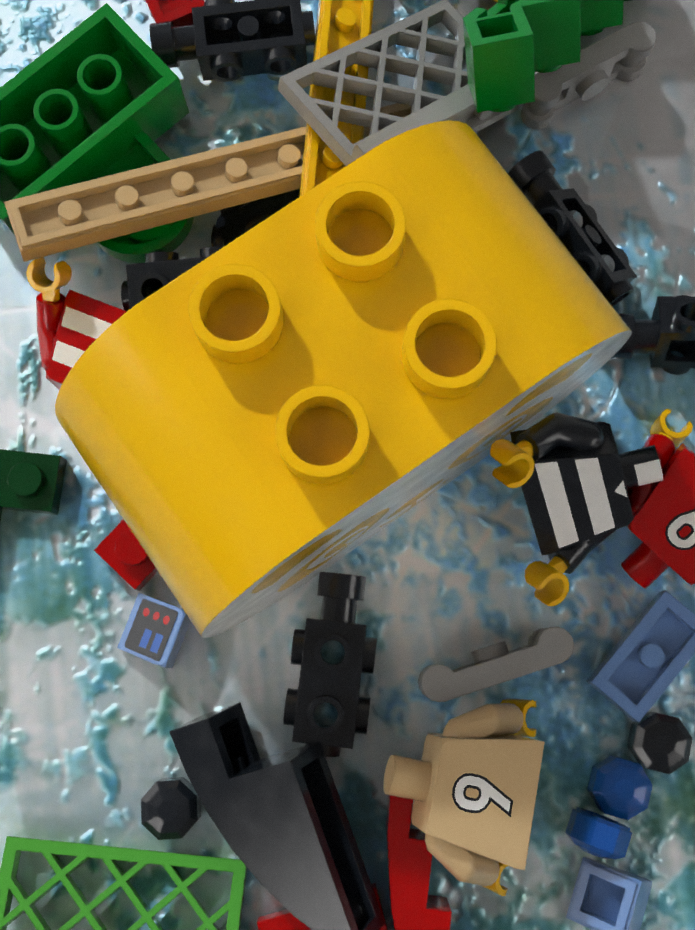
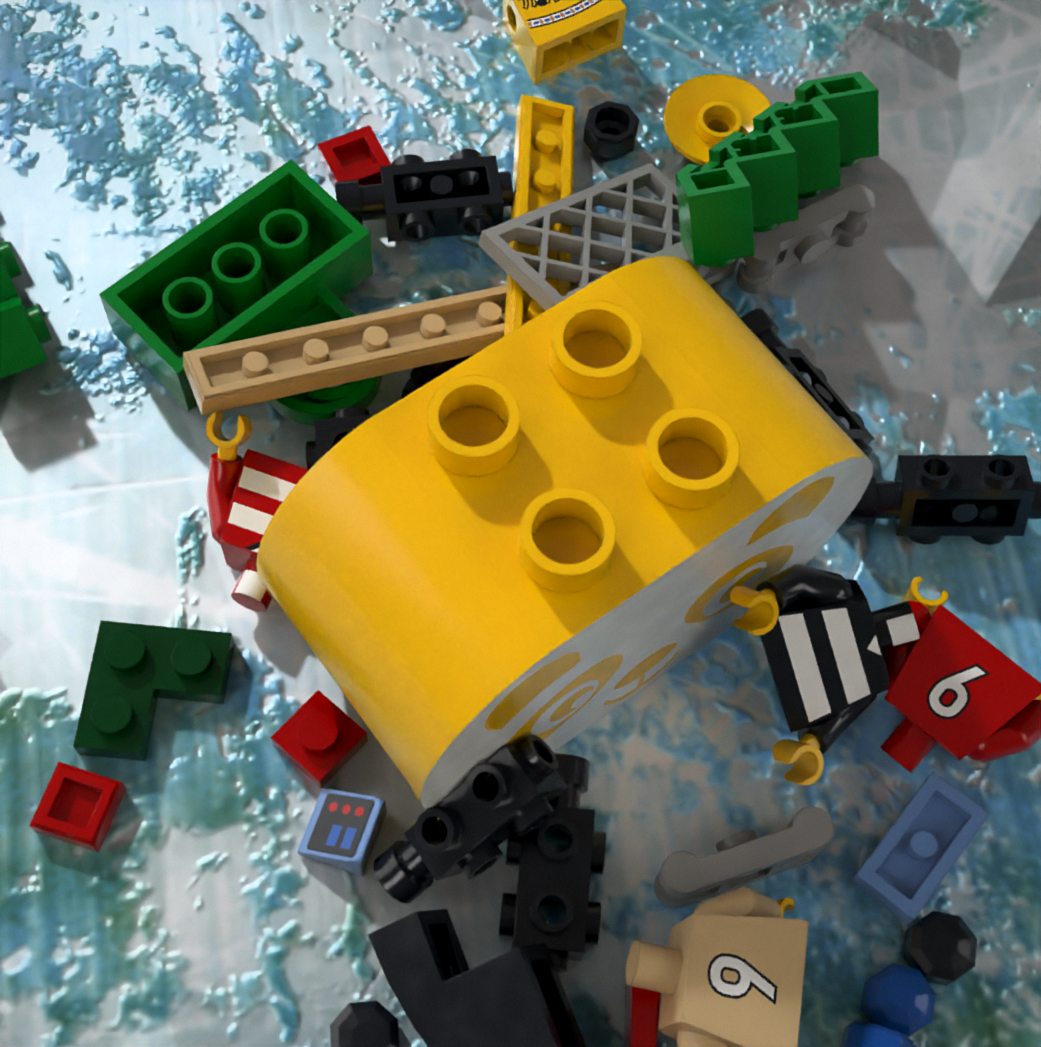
camera: 10 degrees left, 15 degrees down
(256, 640) = (474, 820): none -> black brick

